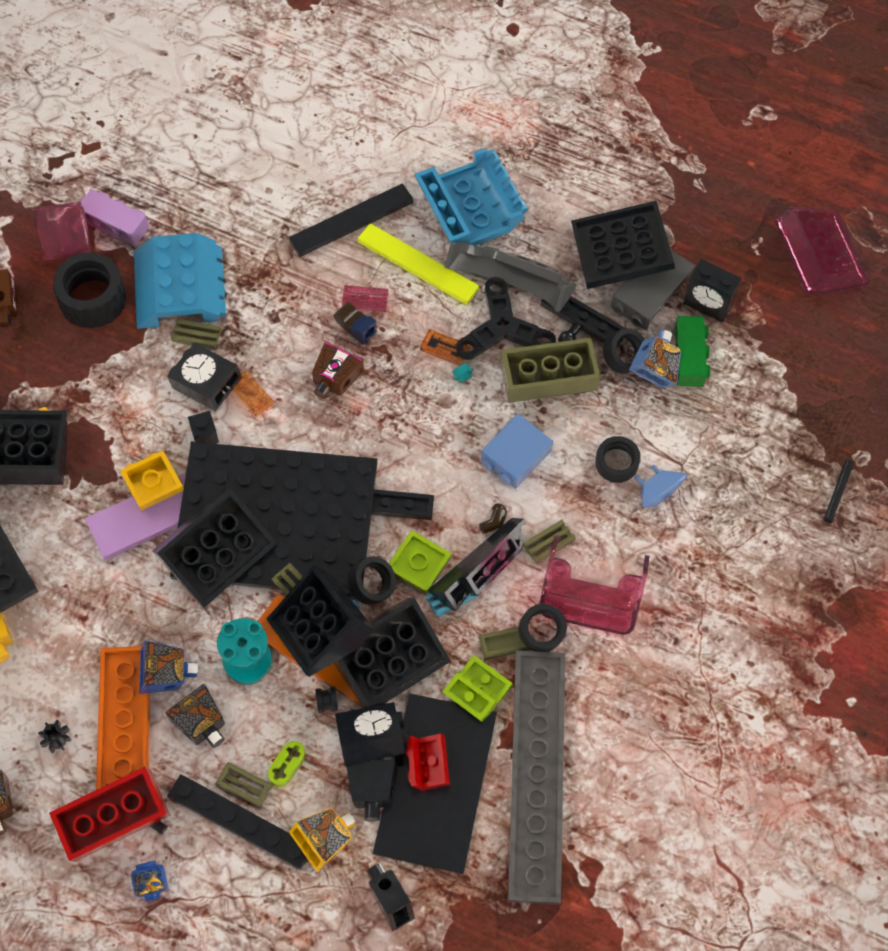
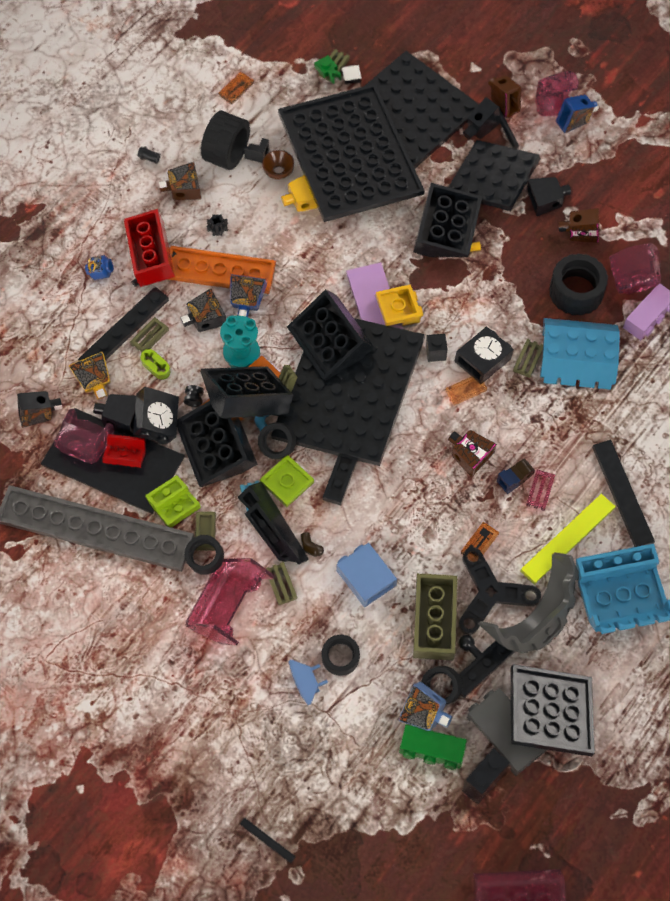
camera: 105 degrees right, 0 degrees up
(419, 819) = (82, 438): none -> clear pink piece
(462, 373) = (450, 550): teal plate -> none

